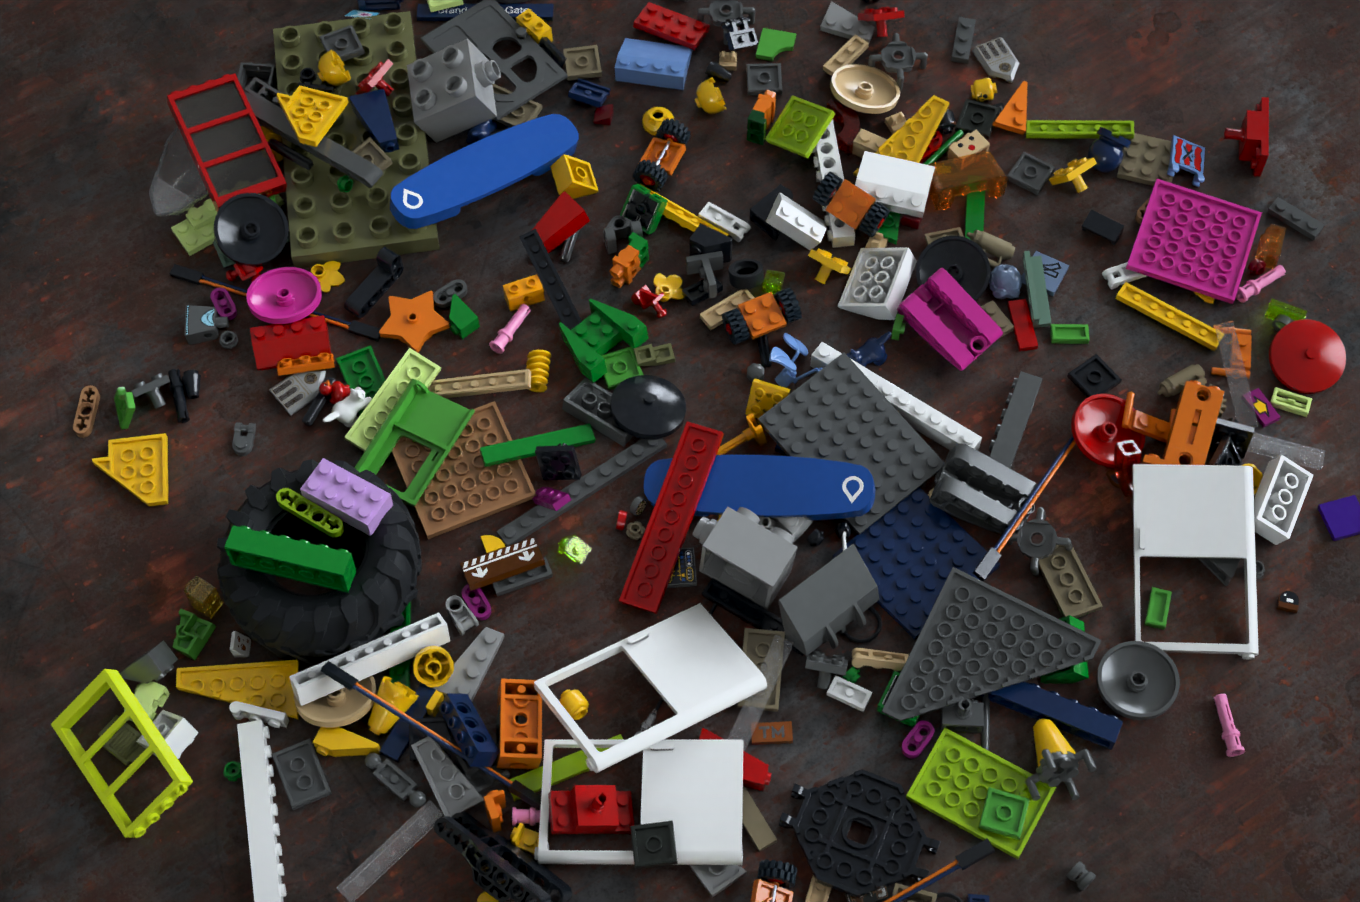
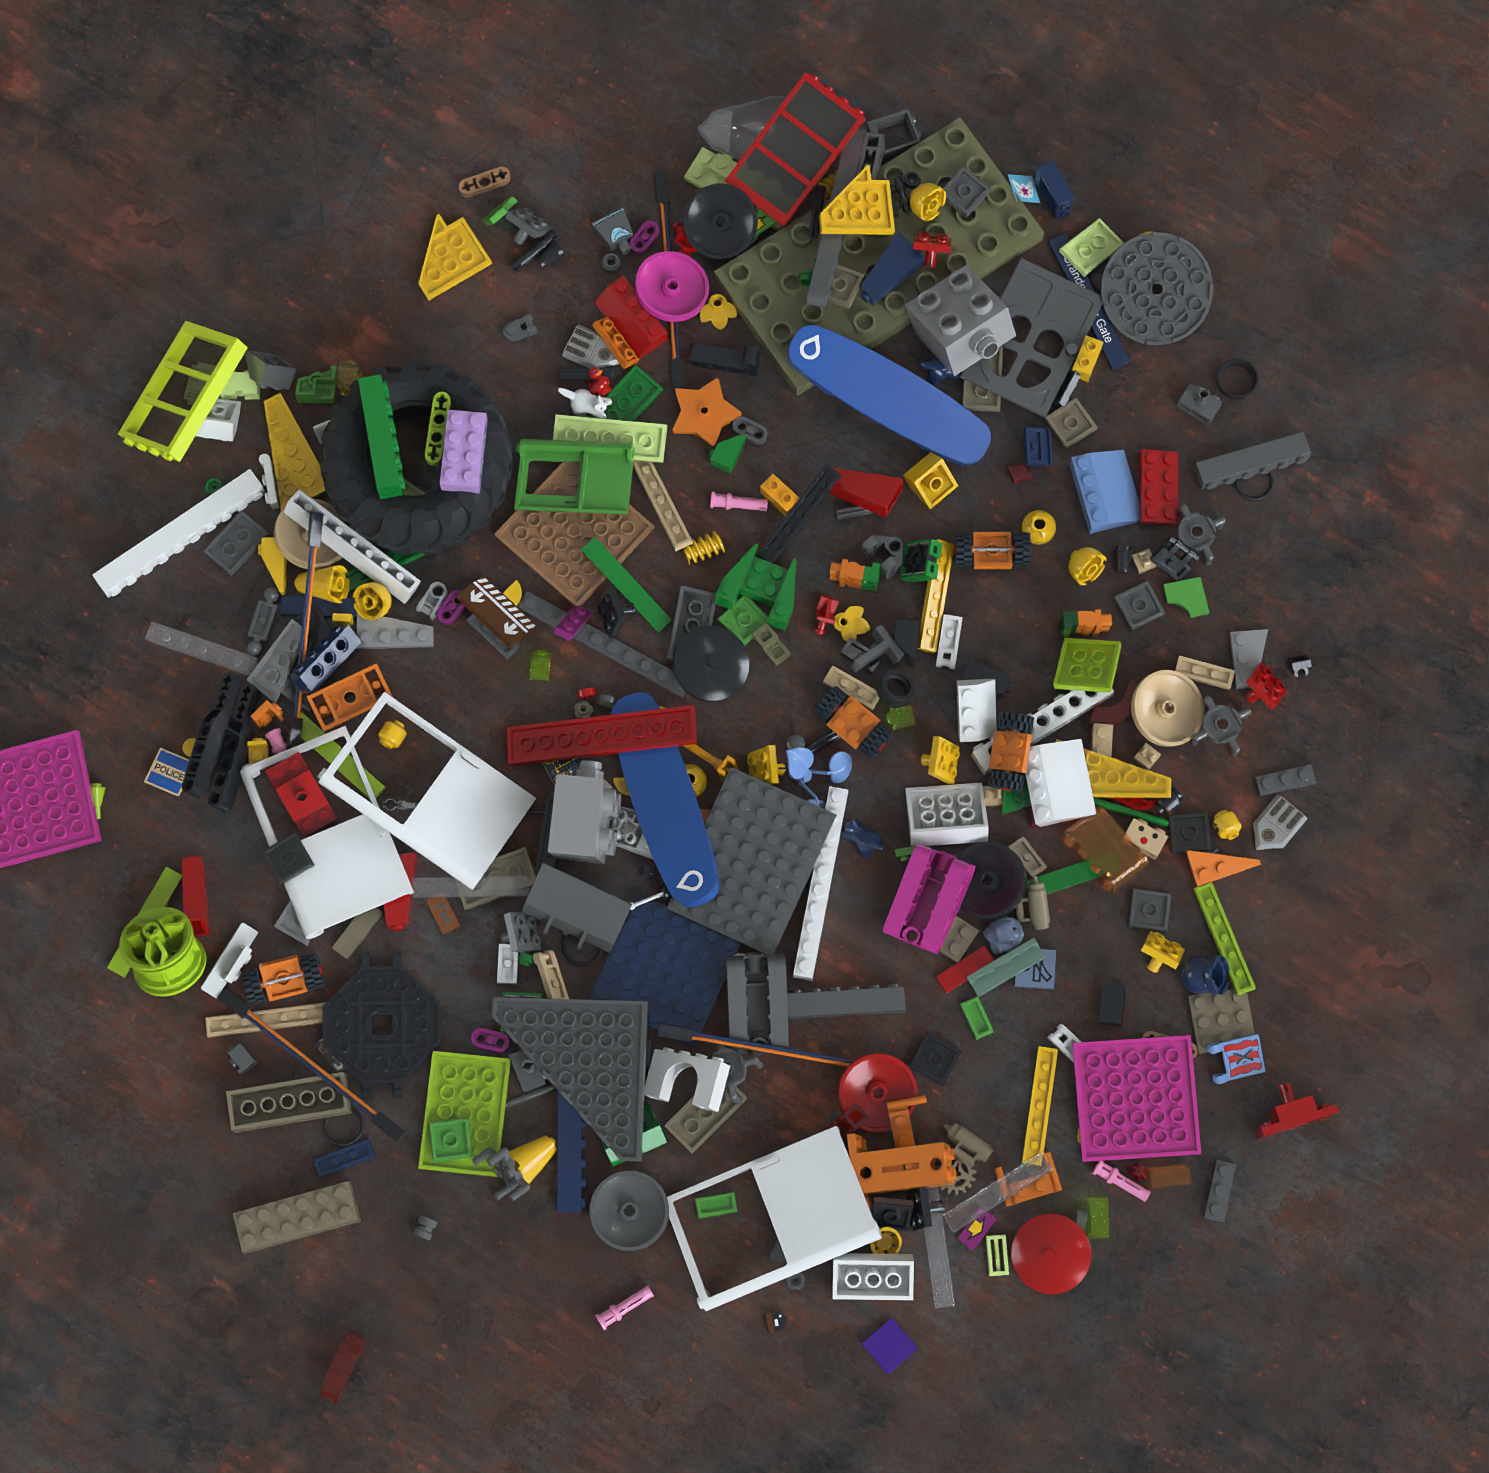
camera: 65 degrees right, 15 degrees up
(1037, 547) = (667, 1065): none -> white arch

